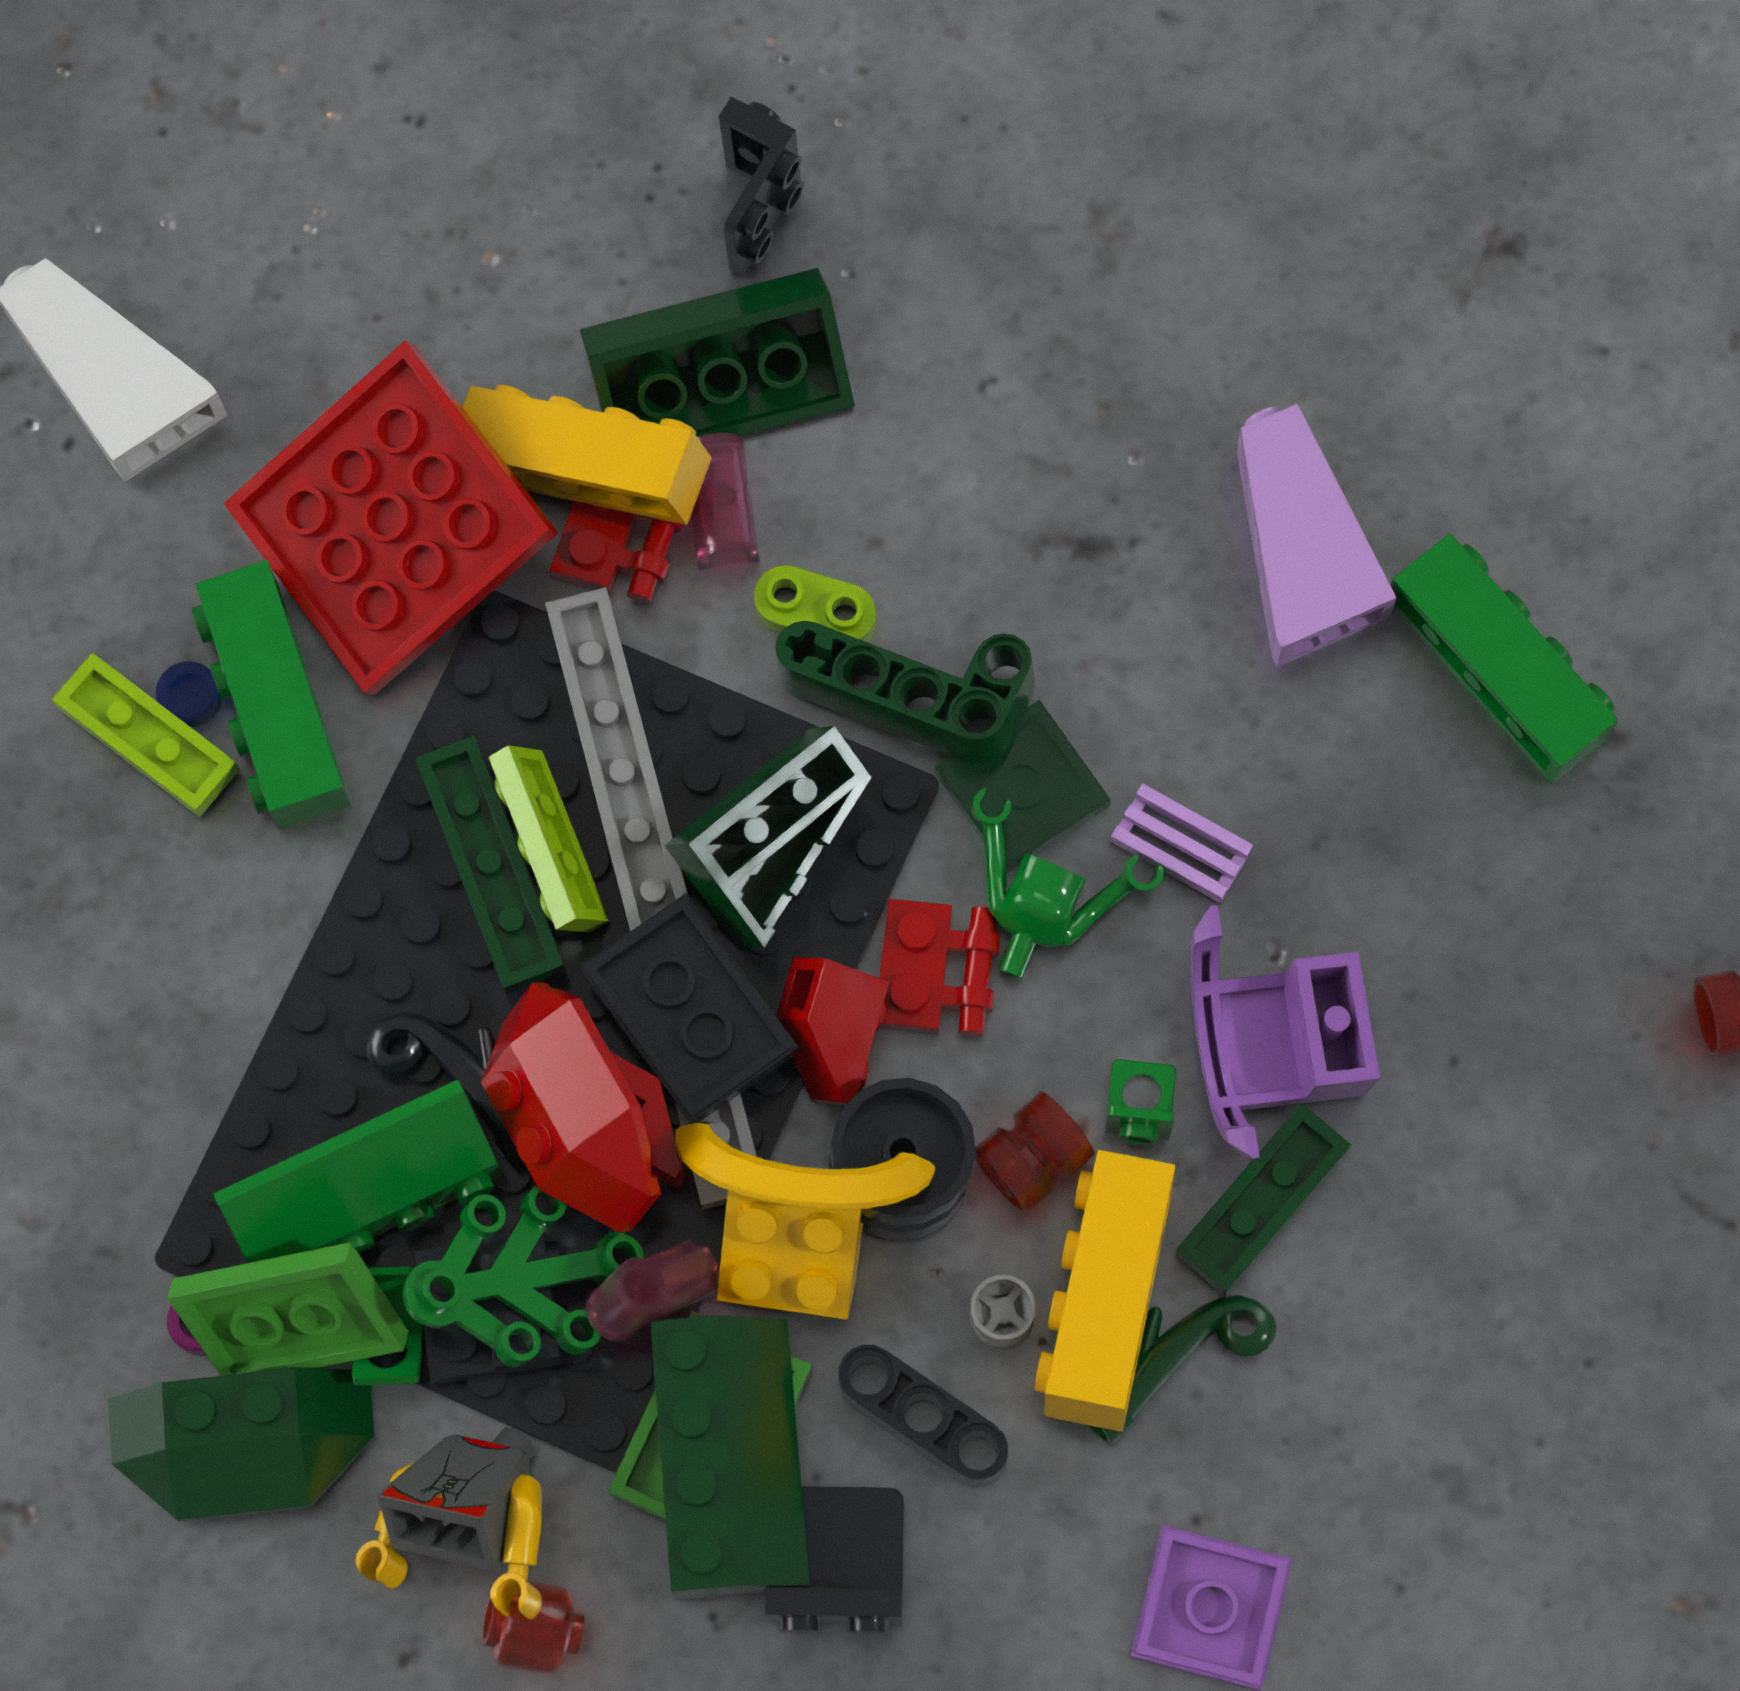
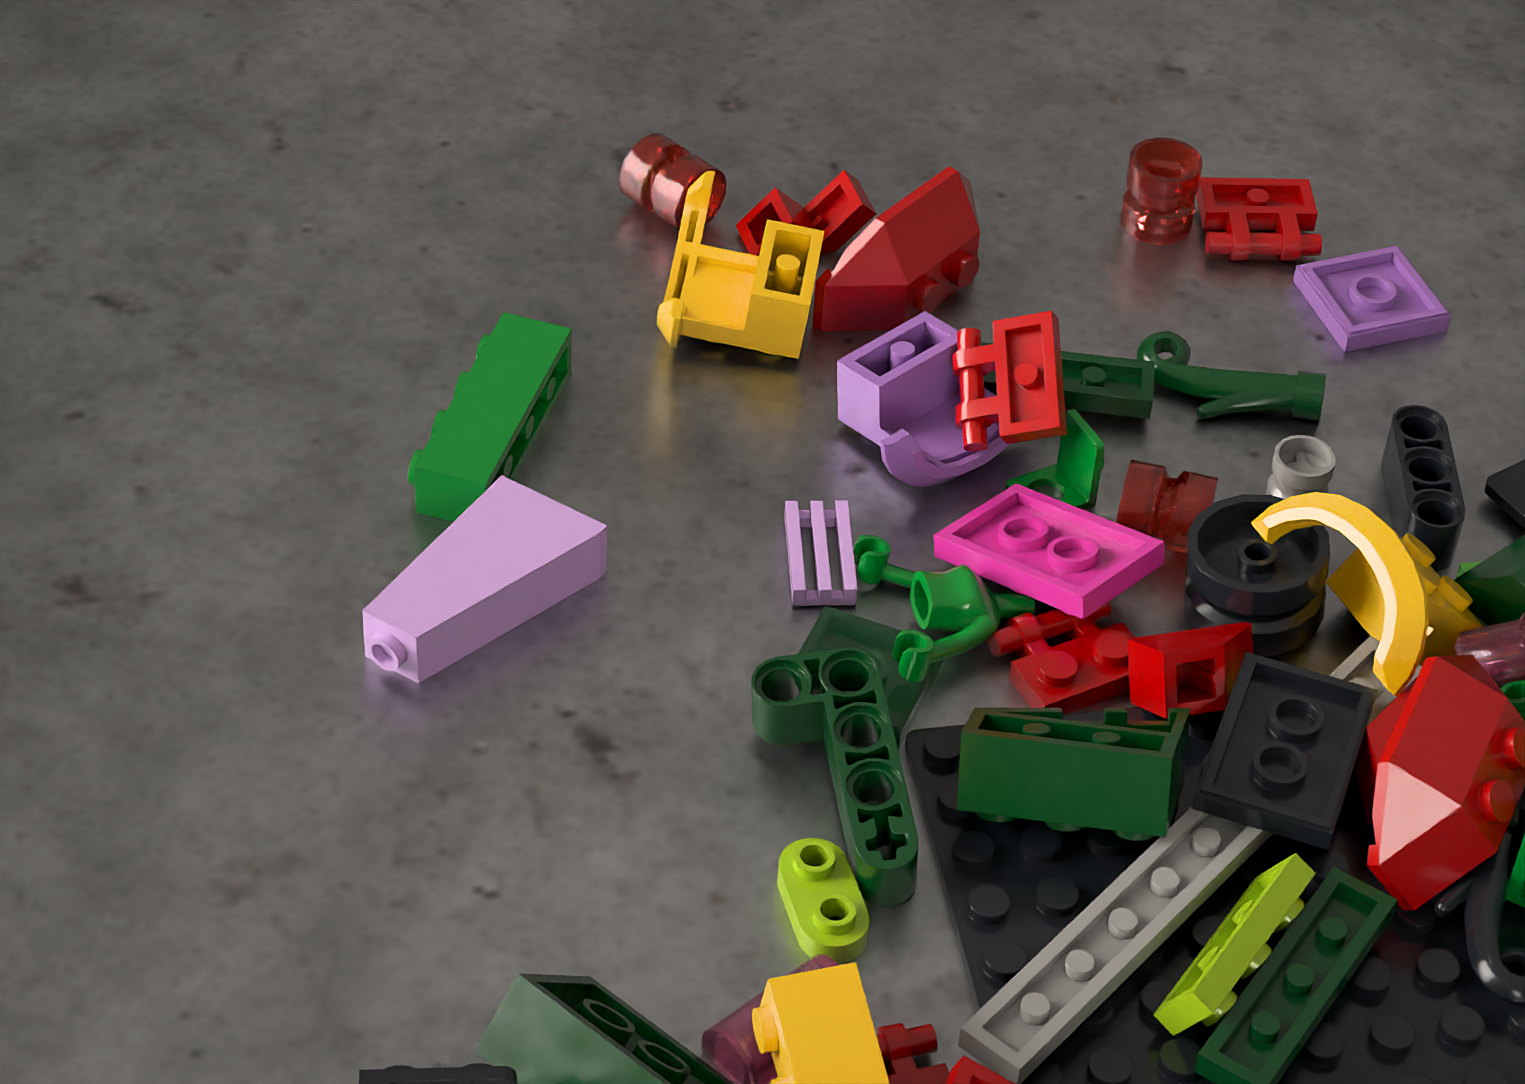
camera: 130 degrees left, 30 degrees down
(1042, 1007) = (1049, 550): none -> dark pink plate
(1108, 1290) = (1230, 404): yellow brick -> none
(1230, 1080) = (1027, 381): none -> plate
(1403, 1589) = (1261, 205): none -> red plate
(1464, 1485) = (1161, 190): none -> clear red wheel
(1503, 1171) = (903, 260): none -> red wedge
(1552, 962) = (735, 294): none -> yellow piece
(1634, 1115) = (837, 210): none -> red slope

